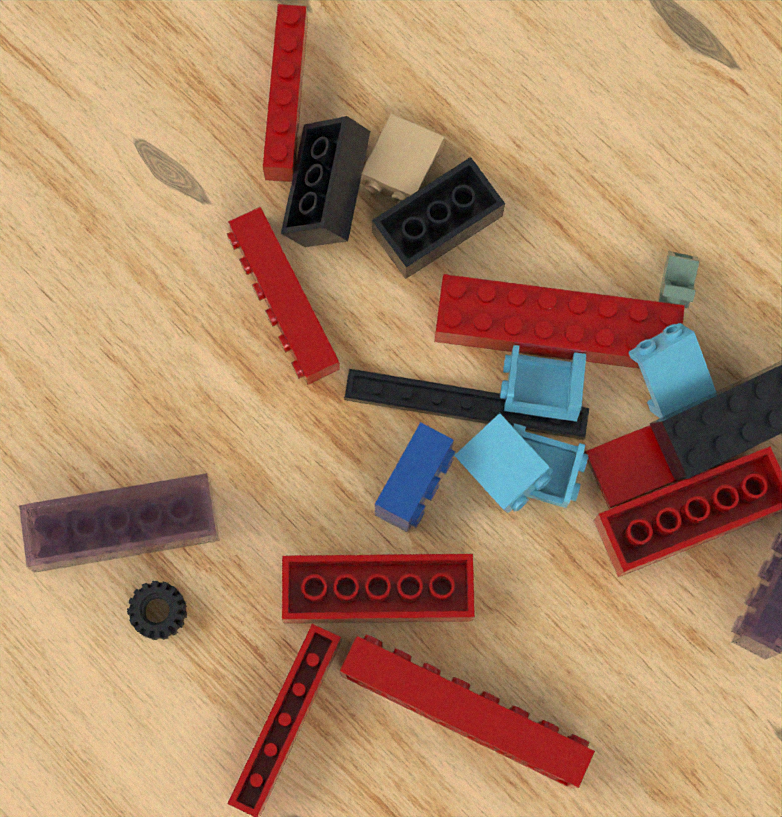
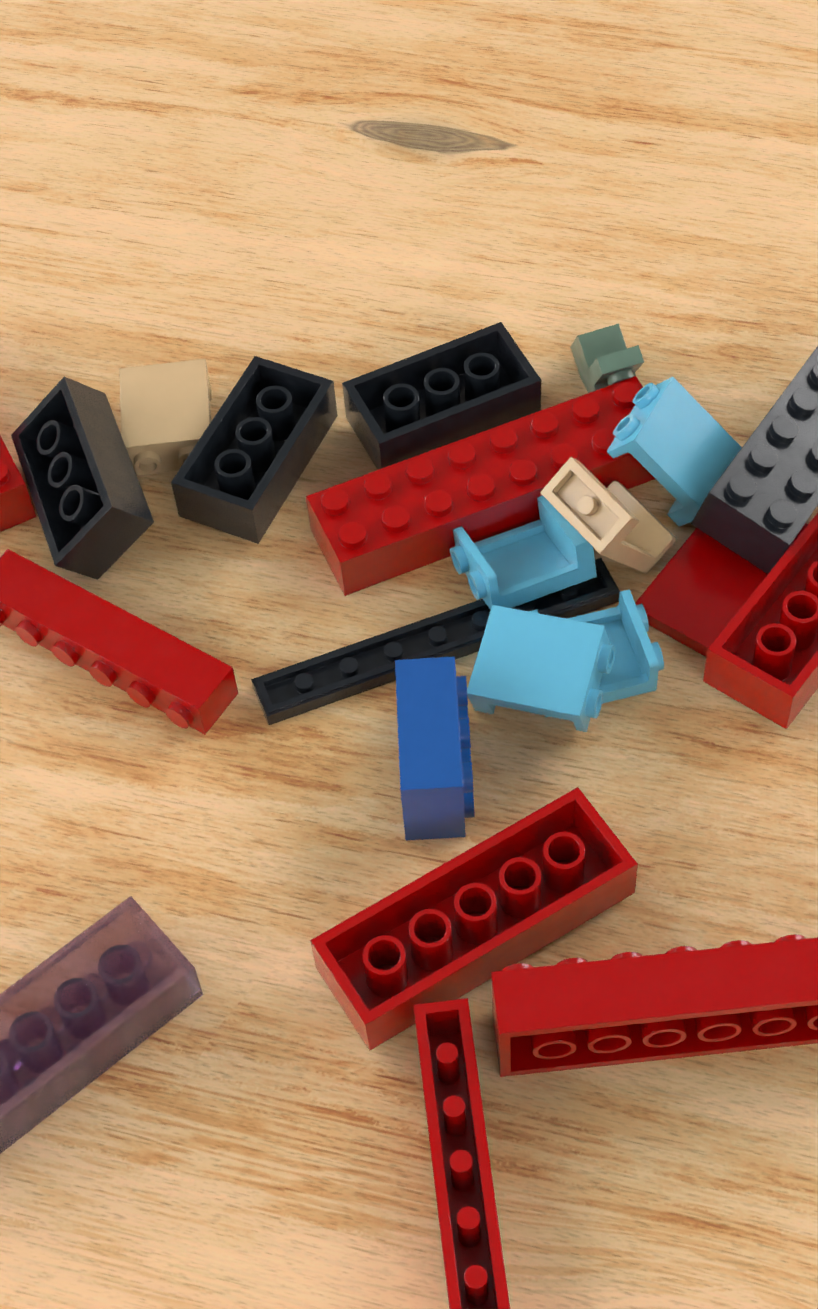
camera: 25 degrees left, 20 degrees down
(138, 606) = (151, 1112): black tyre -> none
(566, 248) = (441, 395): none -> black brick
(602, 395) = (608, 517): none -> tan panel

